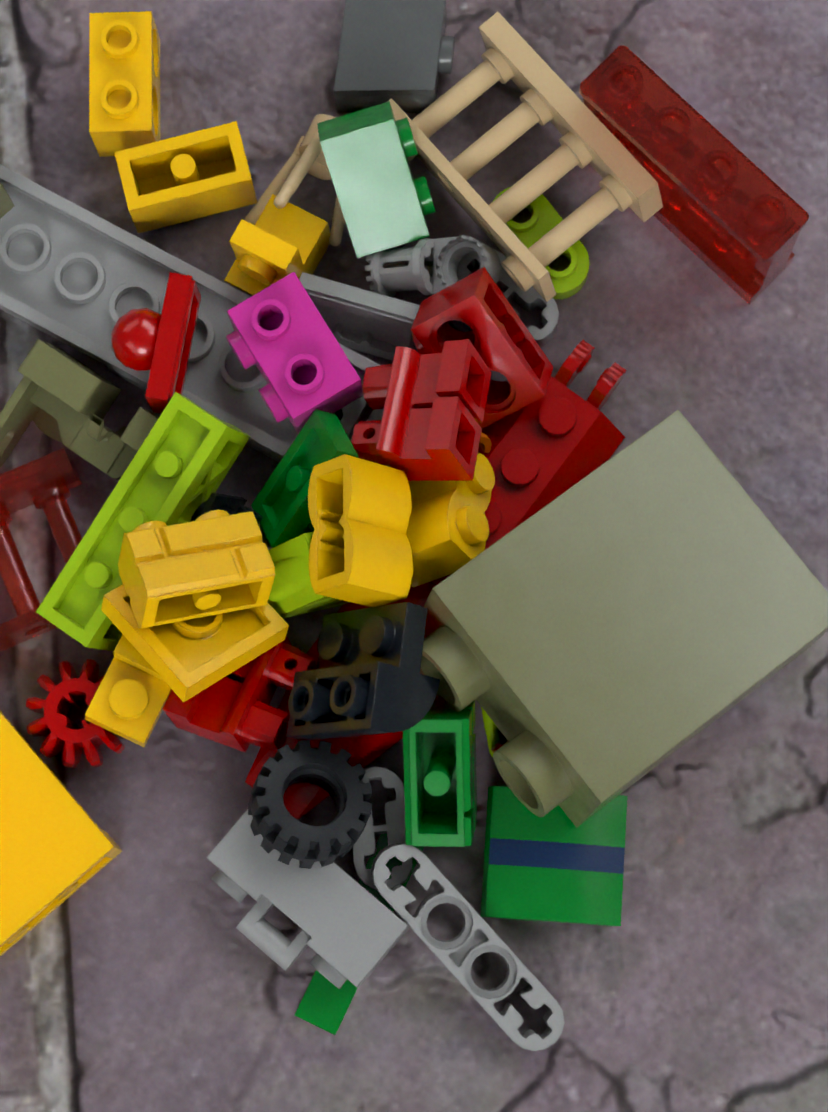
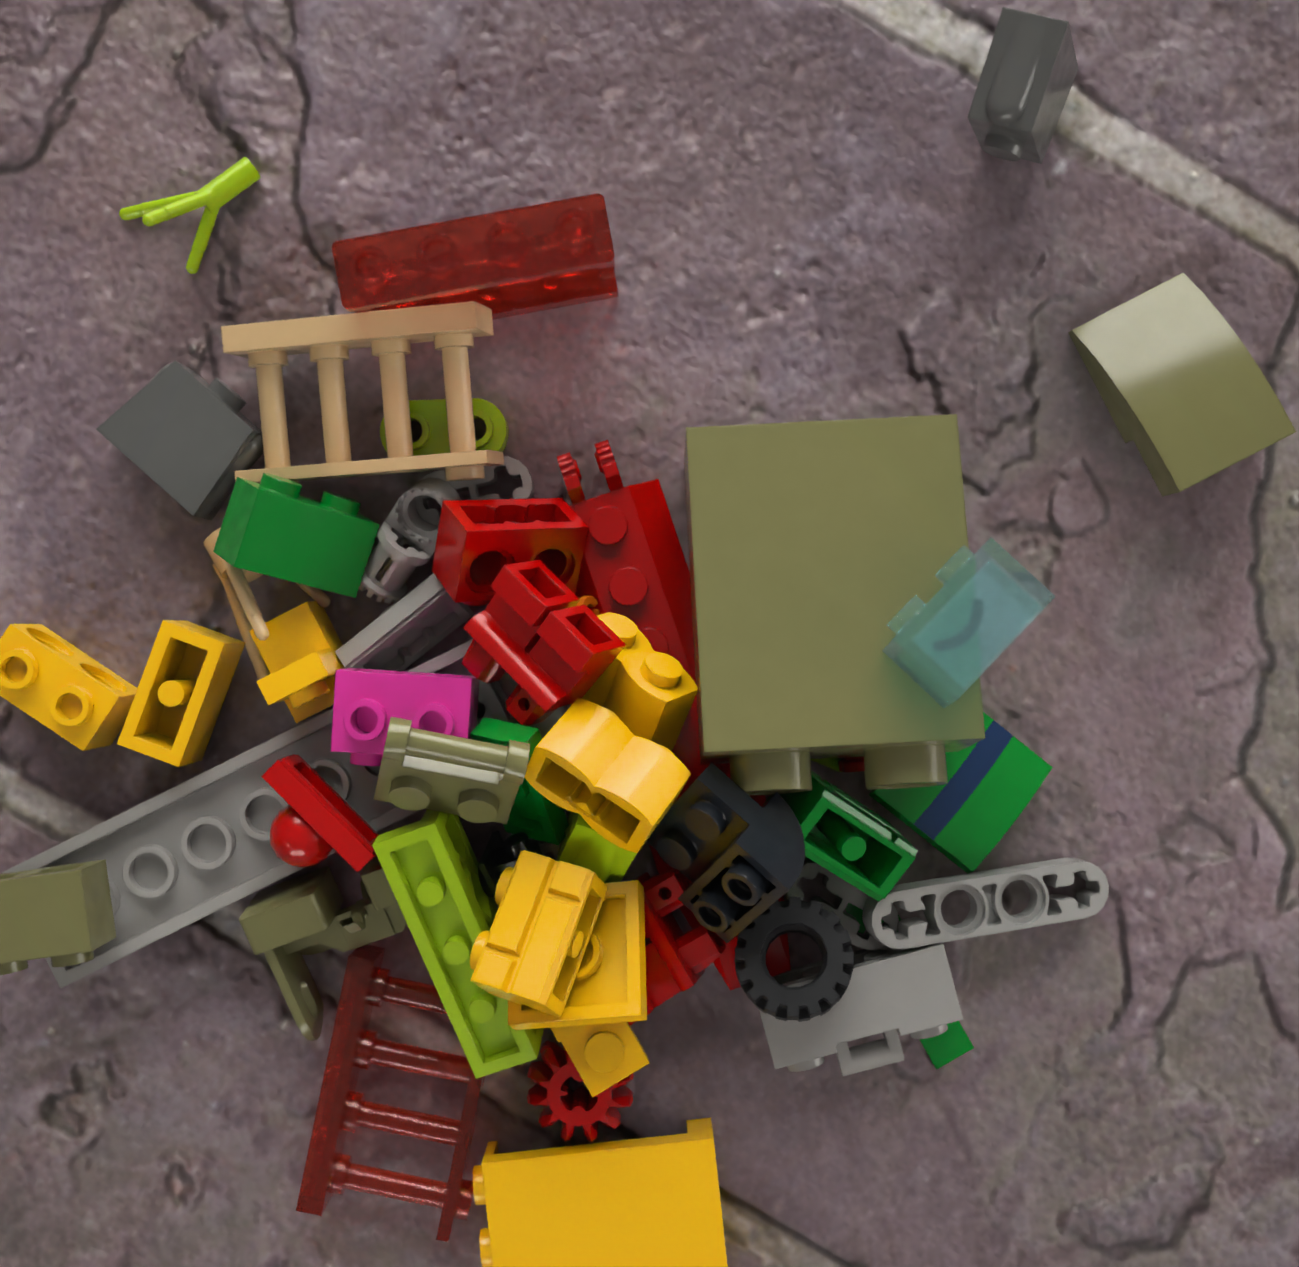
camera: 60 degrees left, 10 degrees up
(274, 410) = (450, 773): none -> olive plate
(682, 717) = (968, 621): none -> clear light blue brick

